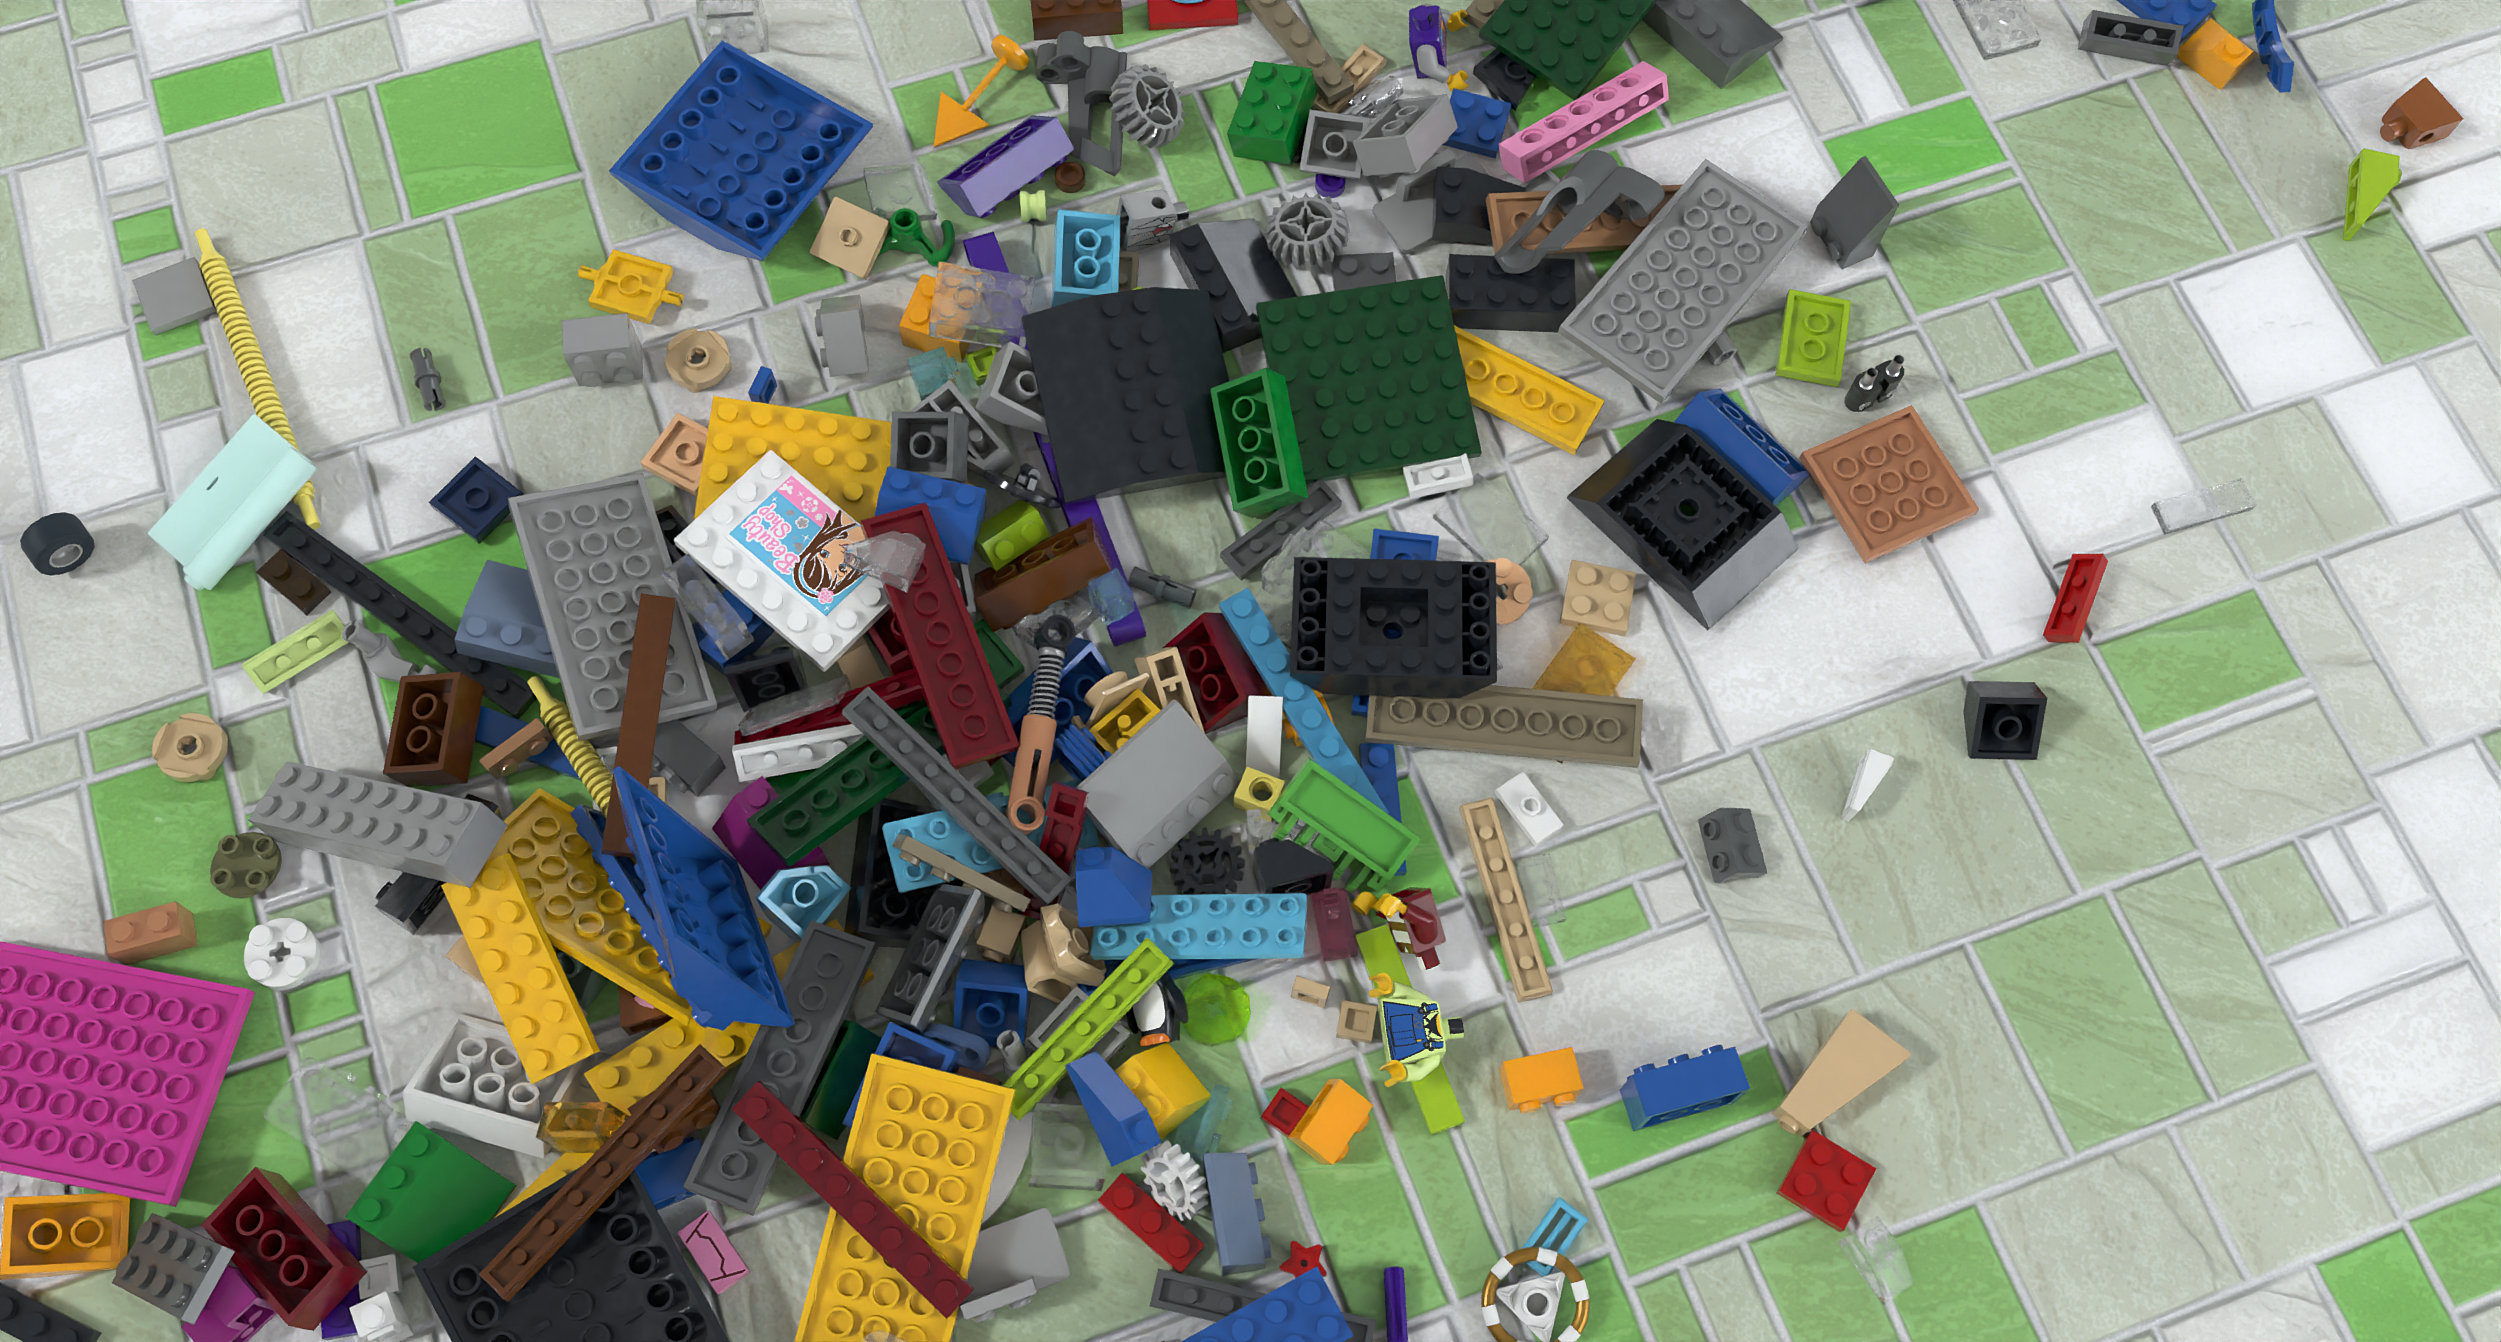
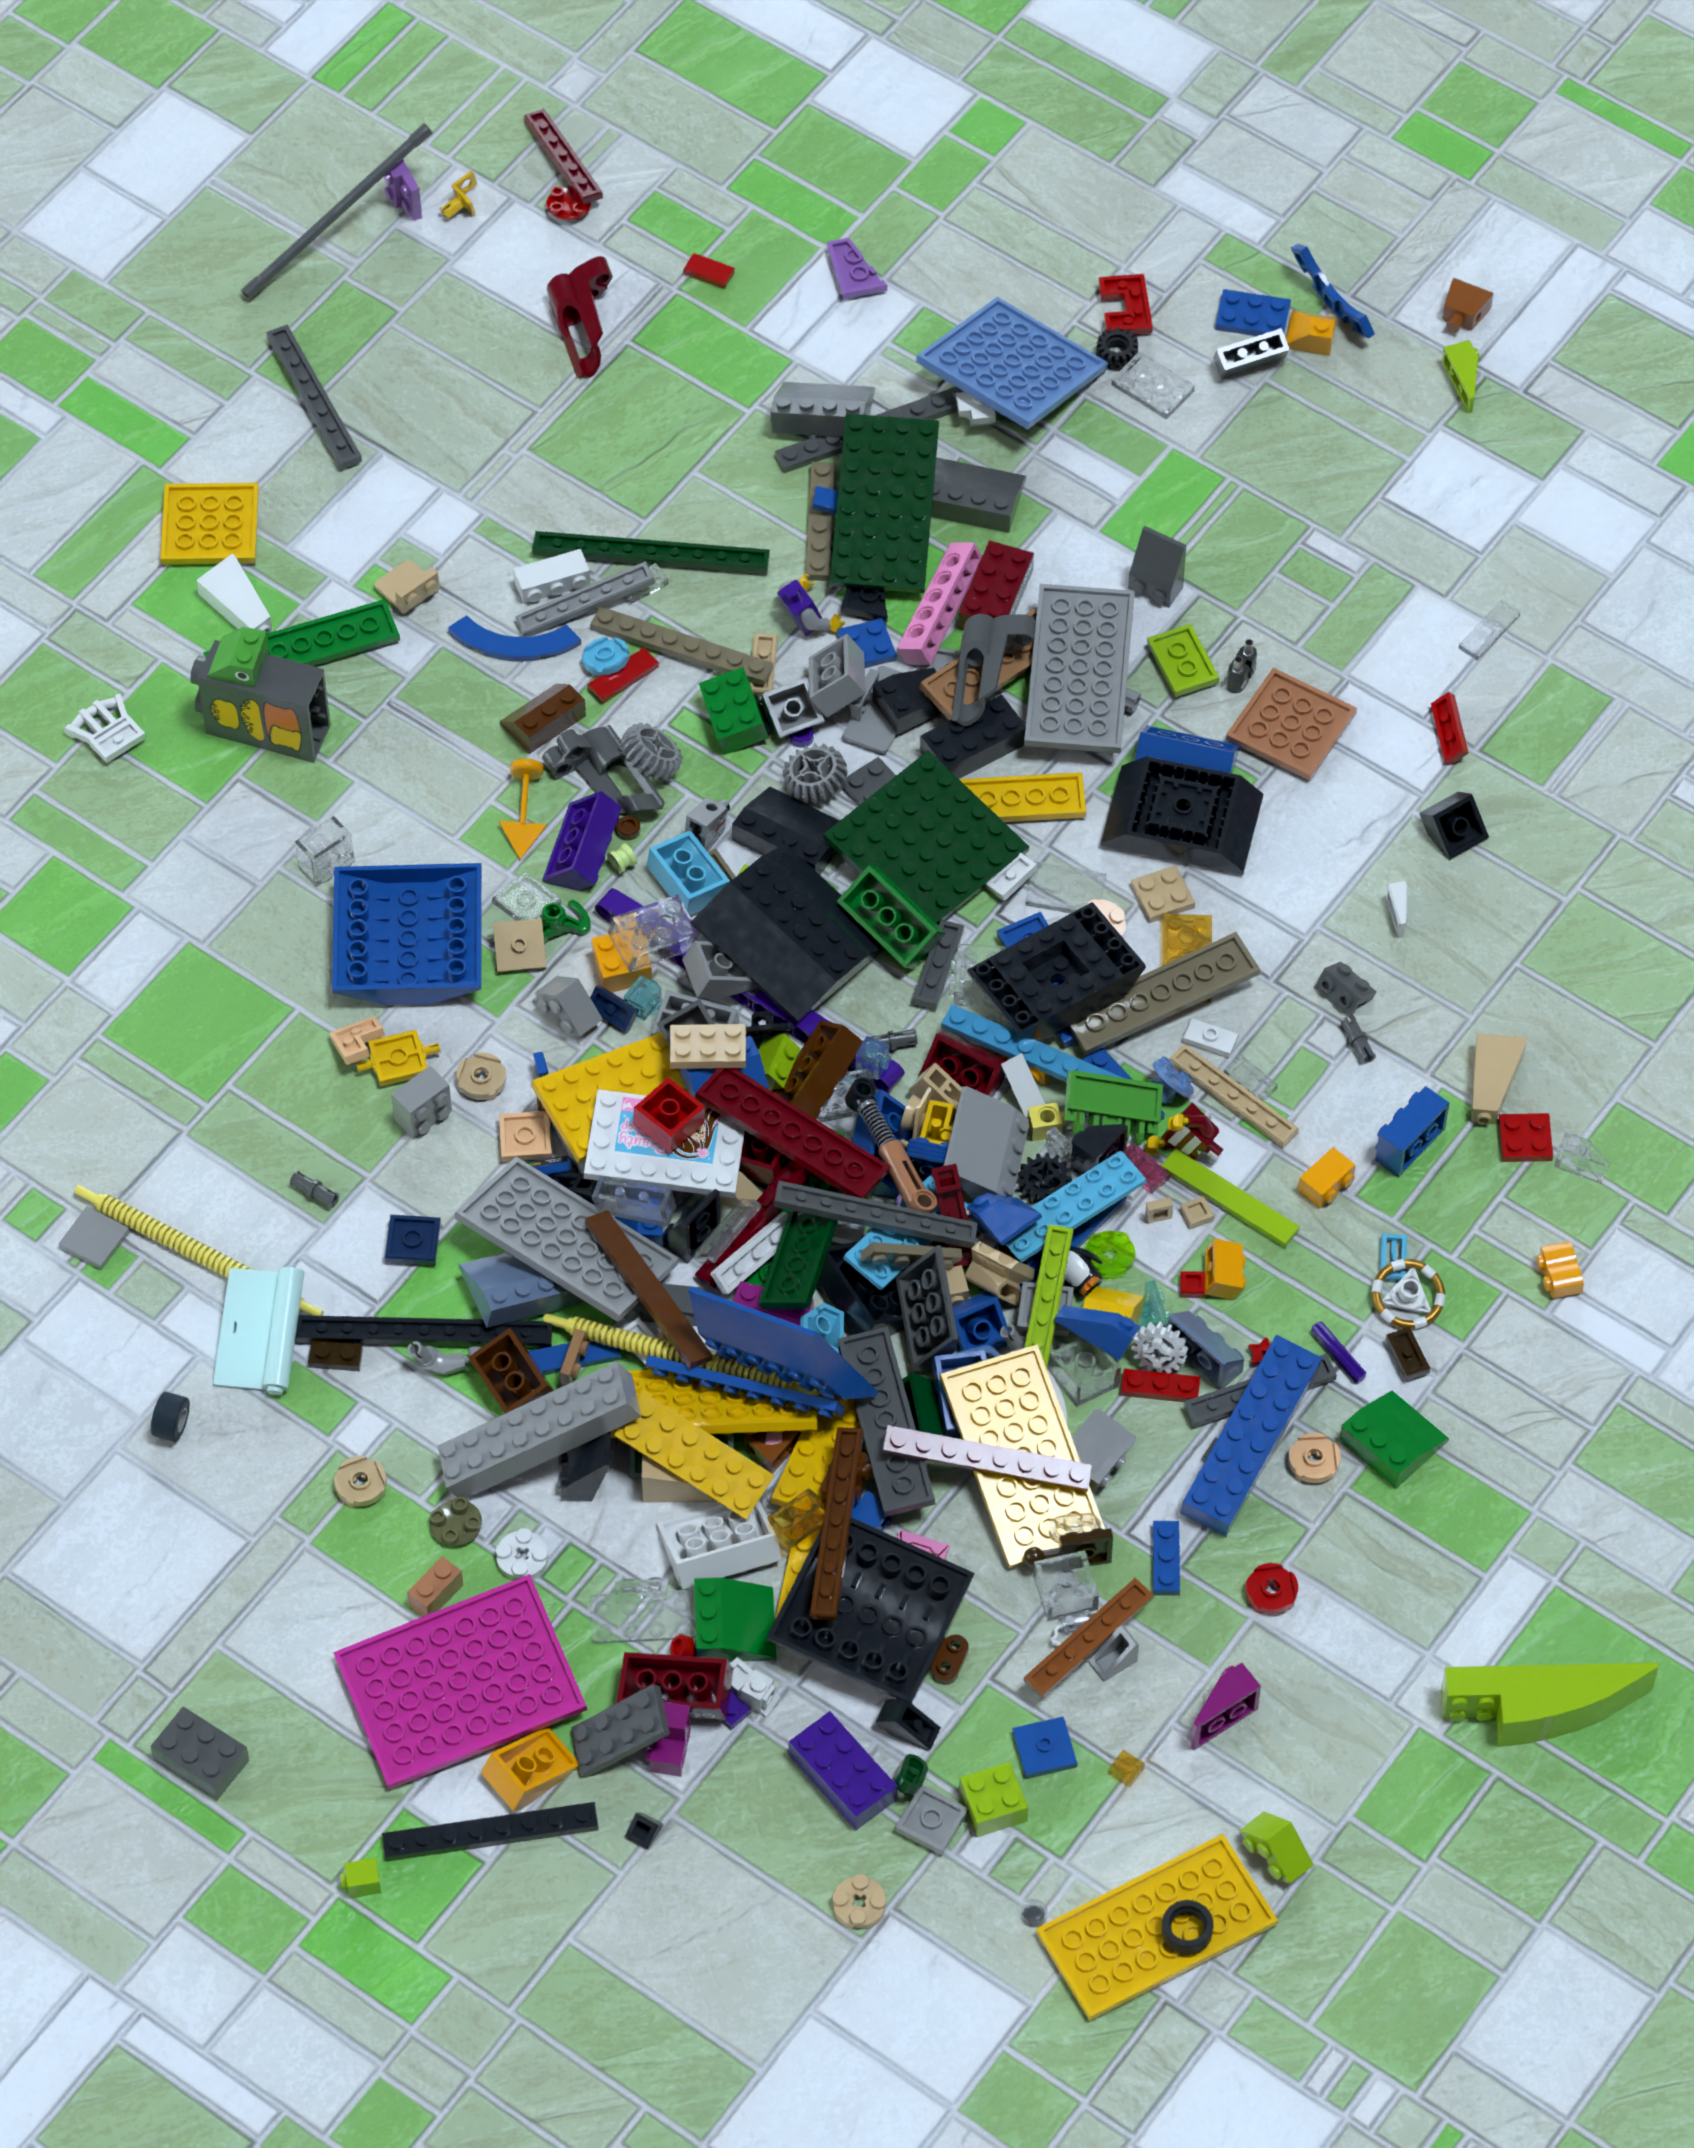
camera: 30 degrees left, 10 degrees down
(296, 652) = (379, 1389): yellowish green plate -> none
(347, 1194) = (683, 1646): none -> red tile
(597, 235) = (352, 1038): none -> light nougat plate
(673, 501) = (552, 1165): none -> blue tile
(809, 528) = (669, 1115): none -> red brick
(888, 558) = (734, 1102): clear slope -> none
(891, 366) = (614, 1008): none -> dark blue plate
(921, 473) = (708, 1046): none -> tan plate
(980, 363) = (670, 974): lime tile -> none
(1375, 97) = (793, 664): clear piece -> none
(1411, 1030) = (1233, 1191): torso -> none
(1441, 836) = (1172, 1080): none -> medium blue plate
(1664, 134) = (997, 582): none -> dark red brick
(1703, 920) = (1358, 1039): none -> dark grey pin

